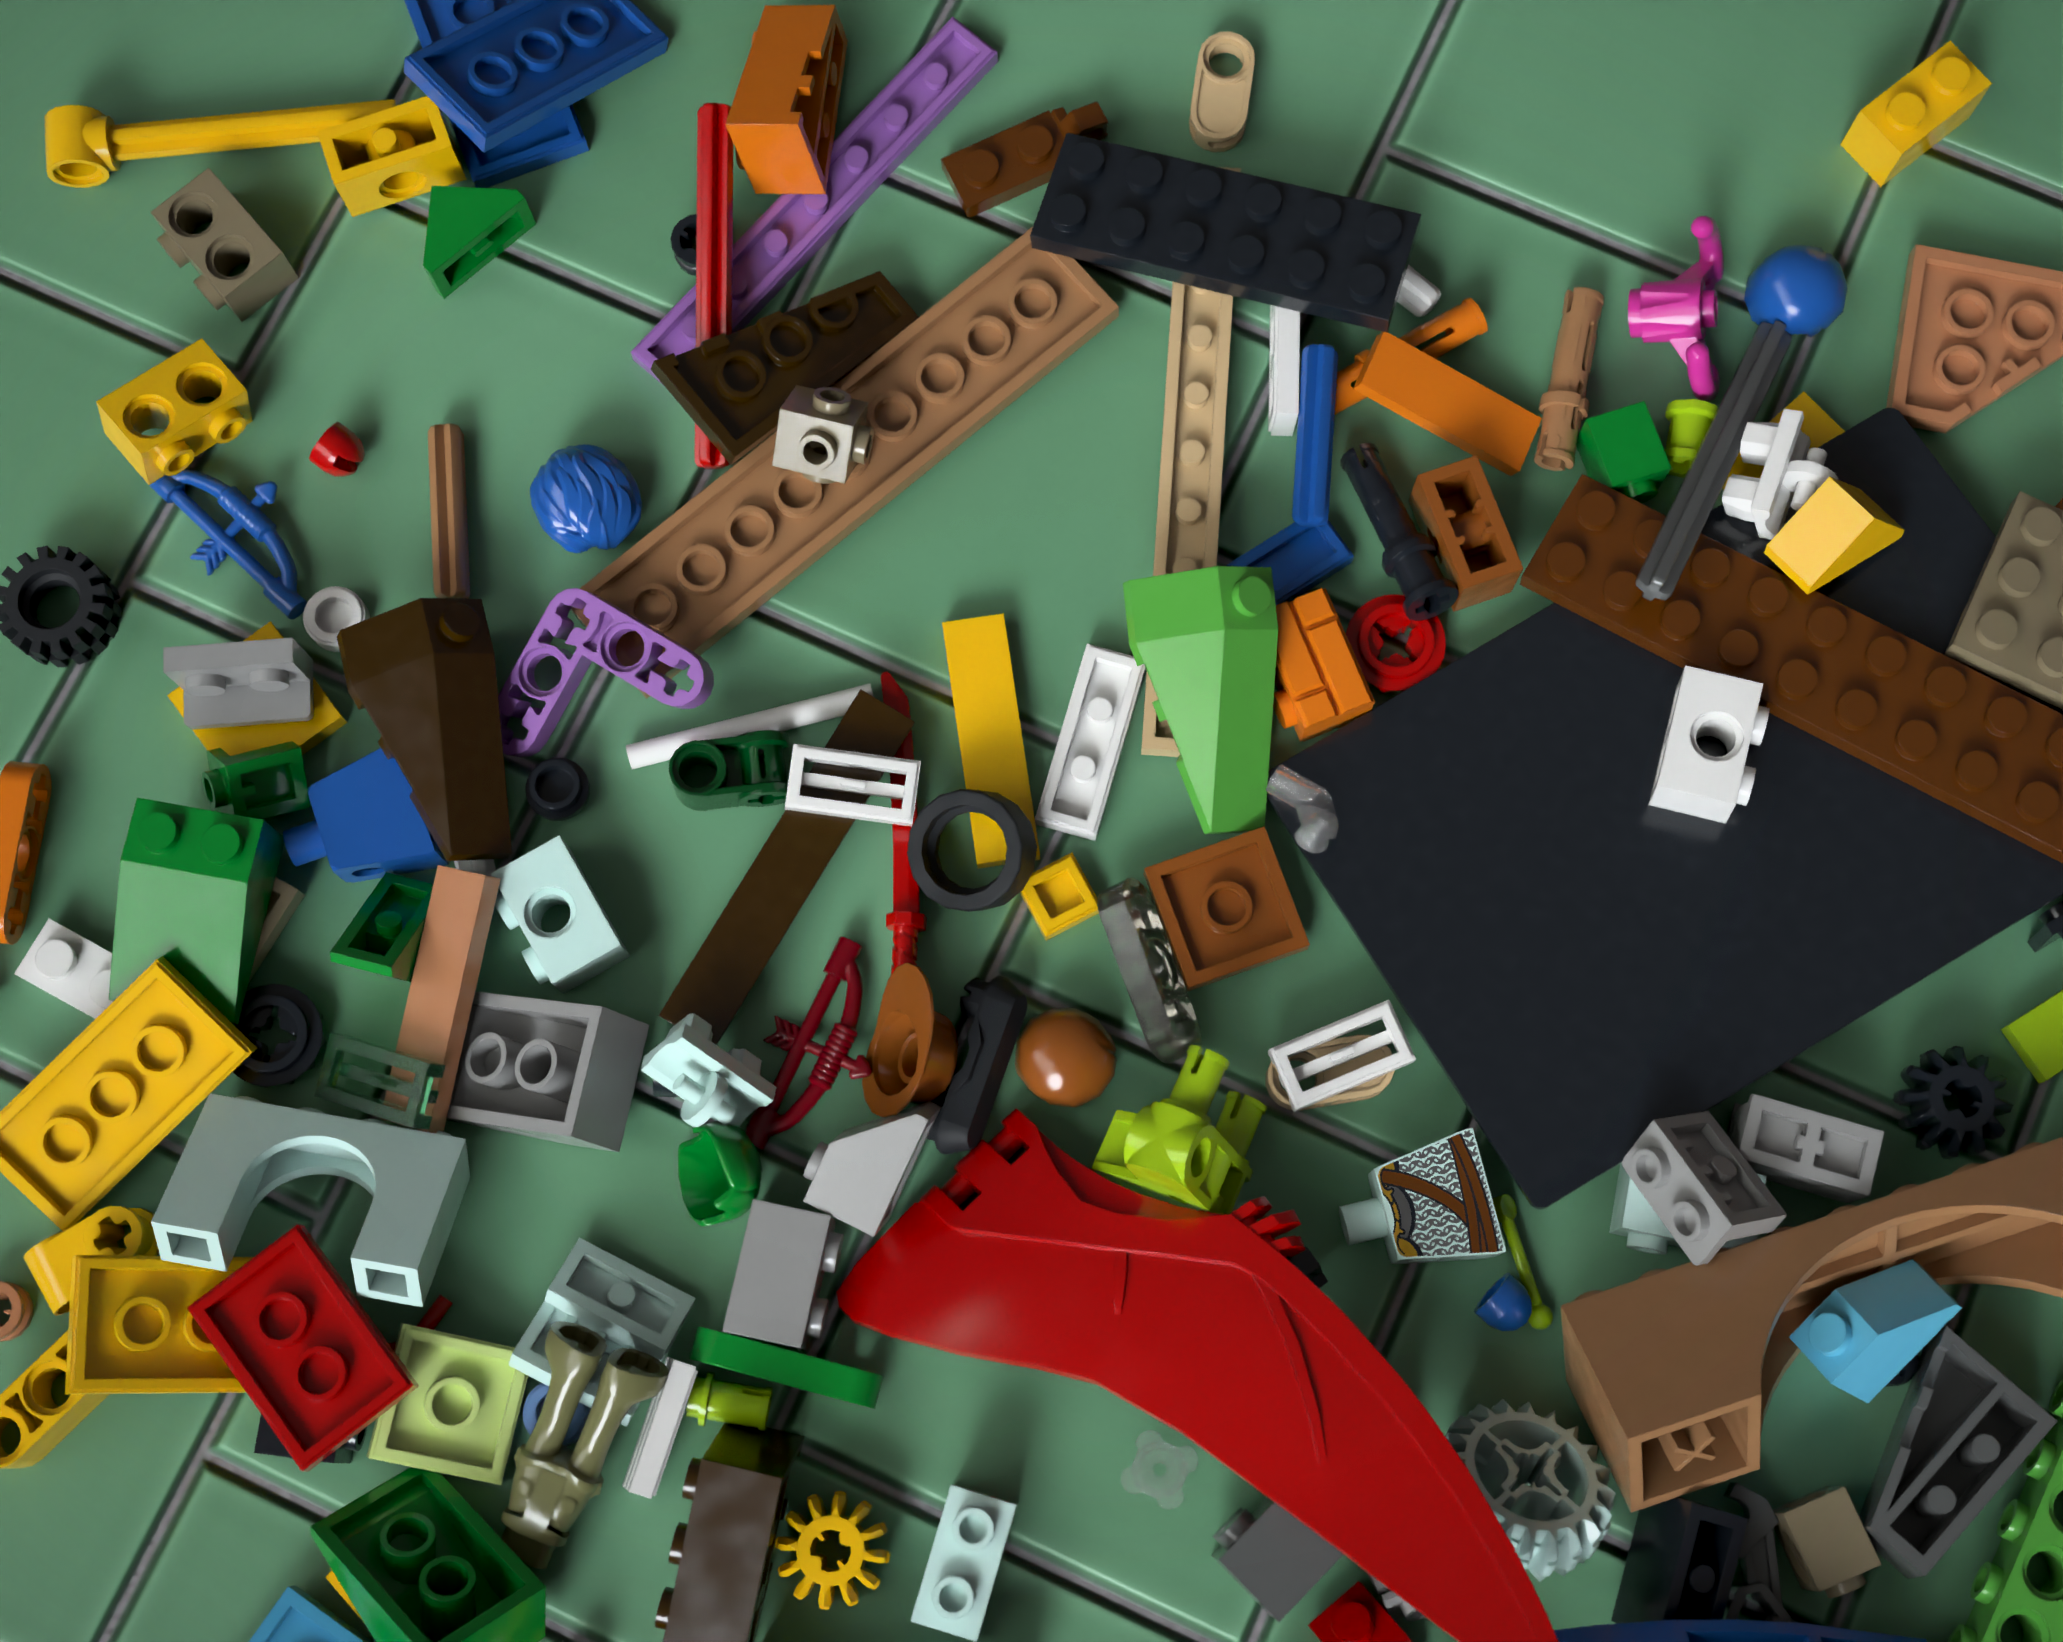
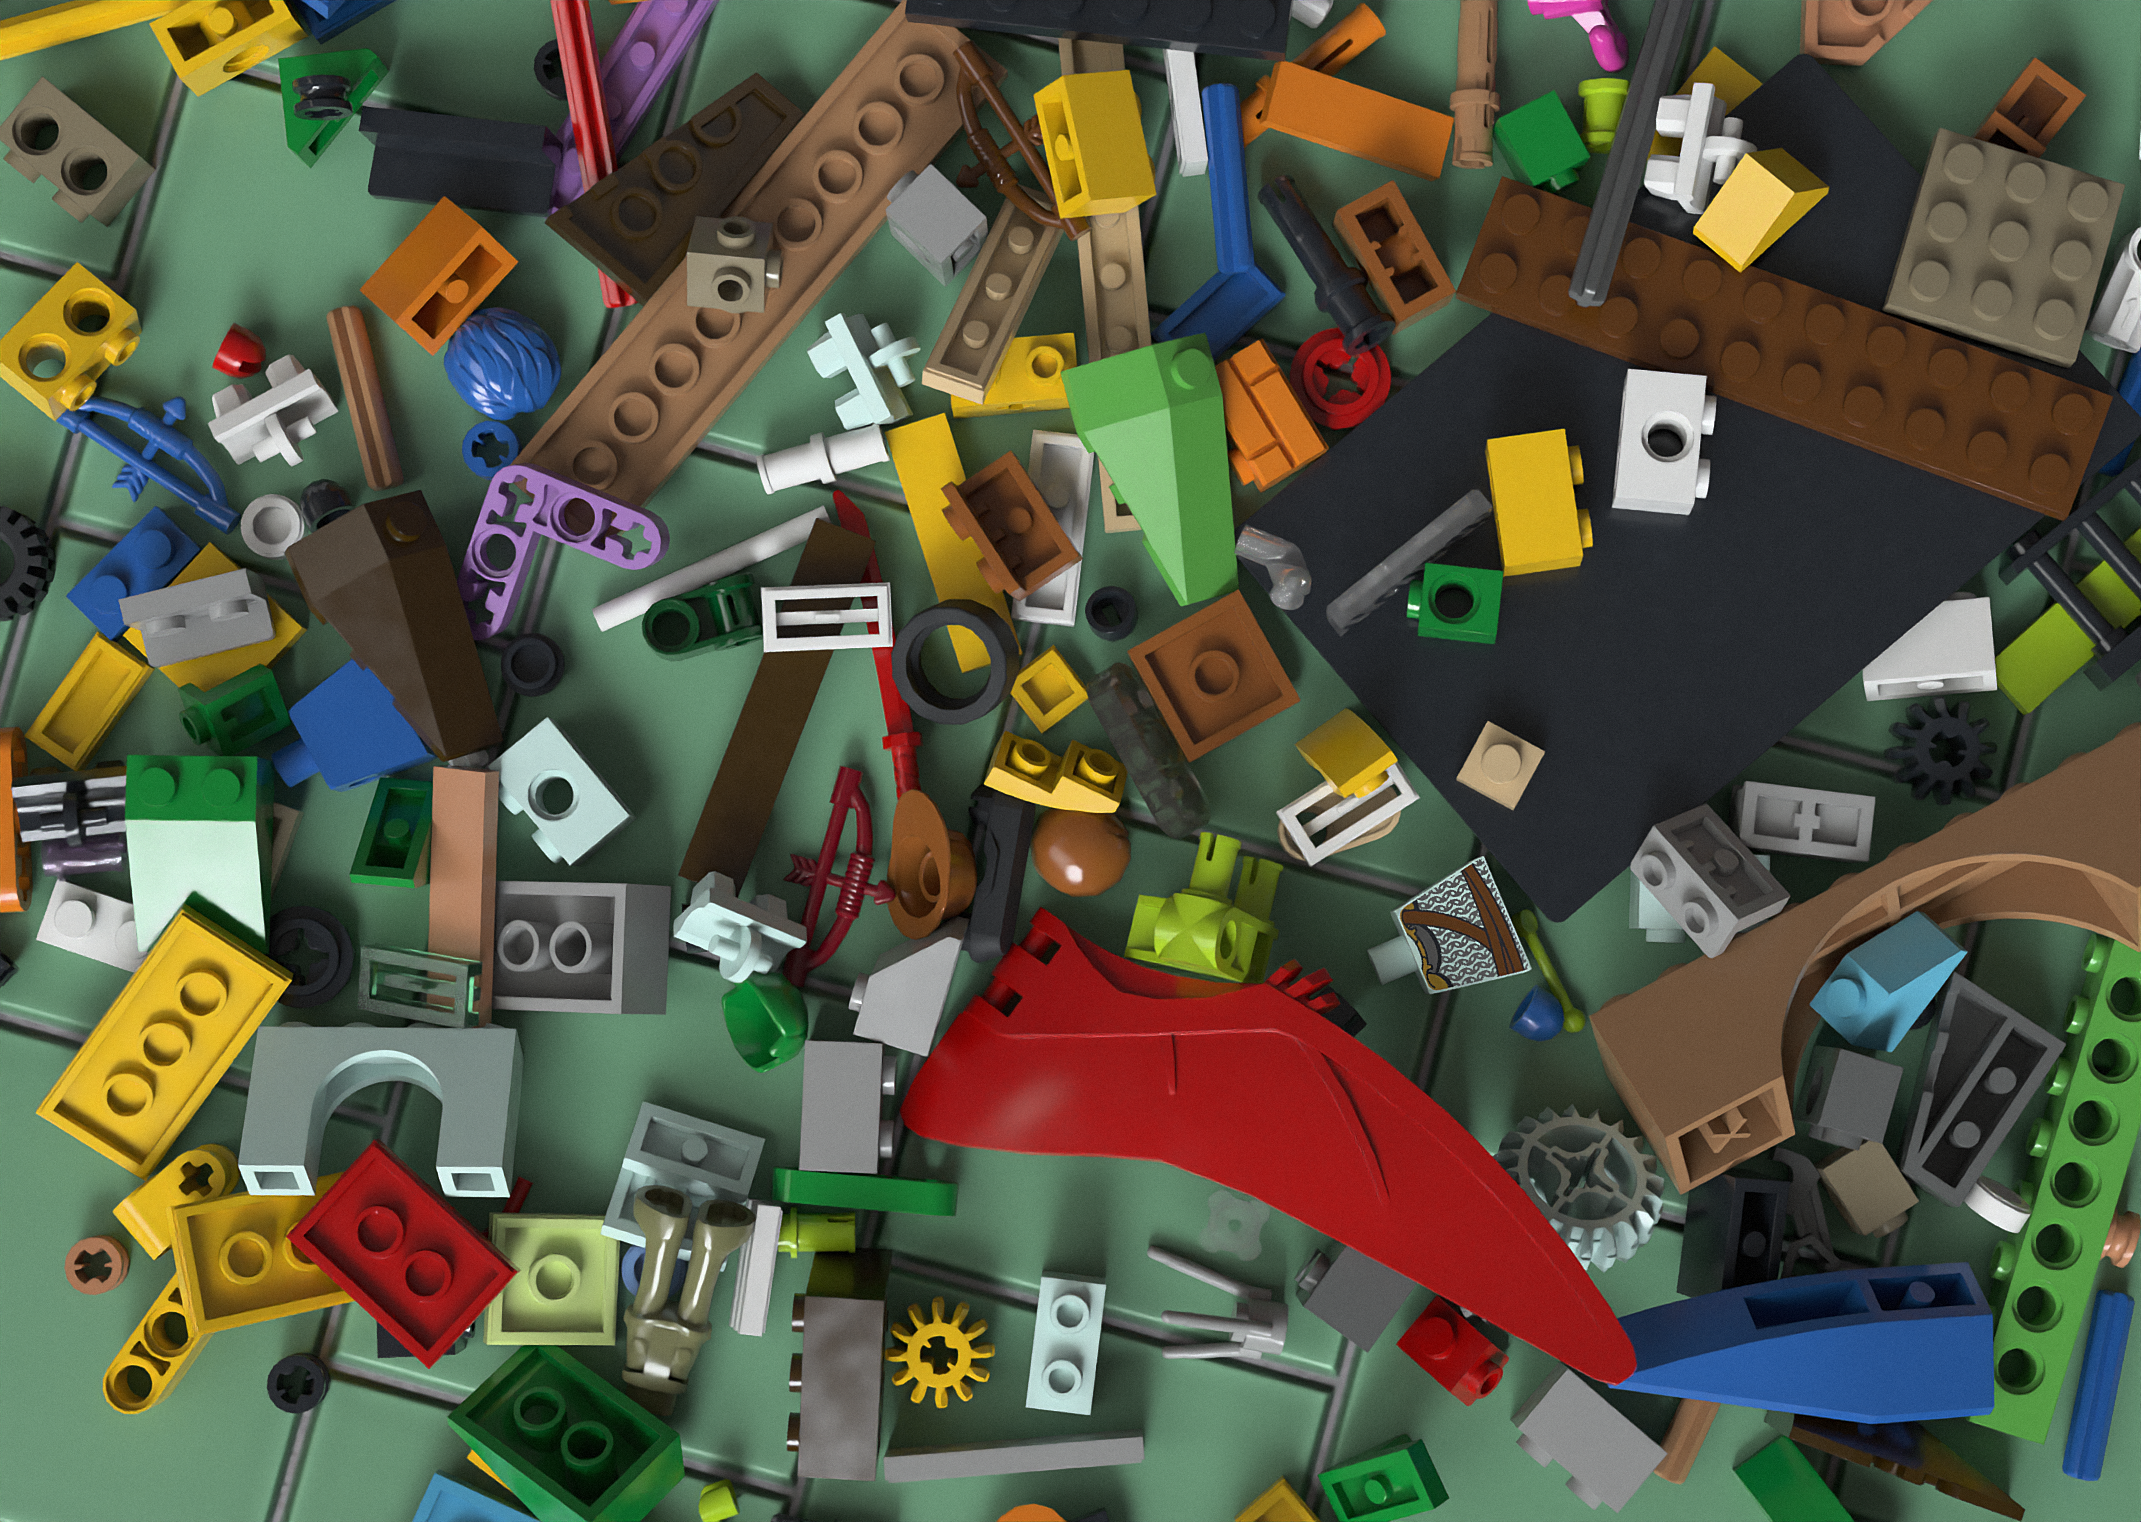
camera: 10 degrees left, 10 degrees up
(73, 843) = (71, 803): none -> black hips
(75, 898) = (99, 854): none -> clear purple pin
(121, 755) = (89, 702): none -> yellow tile
(175, 1489) = (307, 1400): none -> black bush
(210, 619) = (140, 563): none -> blue plate
(356, 514) = (273, 419): none -> white hips
(386, 596) = (323, 503): none -> black hinge
(463, 221) = (322, 97): none -> black bush
(541, 406) = (438, 275): none -> orange brick
(547, 565) = (475, 437): none -> blue bush
(586, 306) = (464, 159): none -> black panel
(877, 637) = (822, 458): none -> white pin
(945, 556) = (875, 365): none -> light aqua hips
(1026, 430) = (936, 223): none -> light grey brick
(1051, 728) = (1011, 527): none -> dark orange bracket
(1072, 504) = (992, 303): none -> tan tile
(1072, 586) = (1027, 378): none -> yellow brick
(1078, 988) = (1076, 782): none -> yellow slope
(1147, 825) = (1124, 607): none -> black hinge
(1152, 439) = (977, 72): none -> reddish brown piece
(1165, 1577) = (1255, 1325): none -> light grey plant
(1192, 378) = (1095, 143): none -> yellow brick
(1350, 1003) = (1348, 754): none -> yellow slope
(1438, 822) = (1408, 561): none -> clear tile
(1503, 1038) = (1500, 765): none -> tan plate
(1506, 854) = (1481, 585): none -> green brick
(1575, 784) = (1536, 502): none -> yellow brick
(1819, 1439) = (1847, 1097): none -> dark grey brick
(1962, 1004) = (1940, 655): none -> white slope
(1966, 1582) = (1998, 1204): none -> white tile

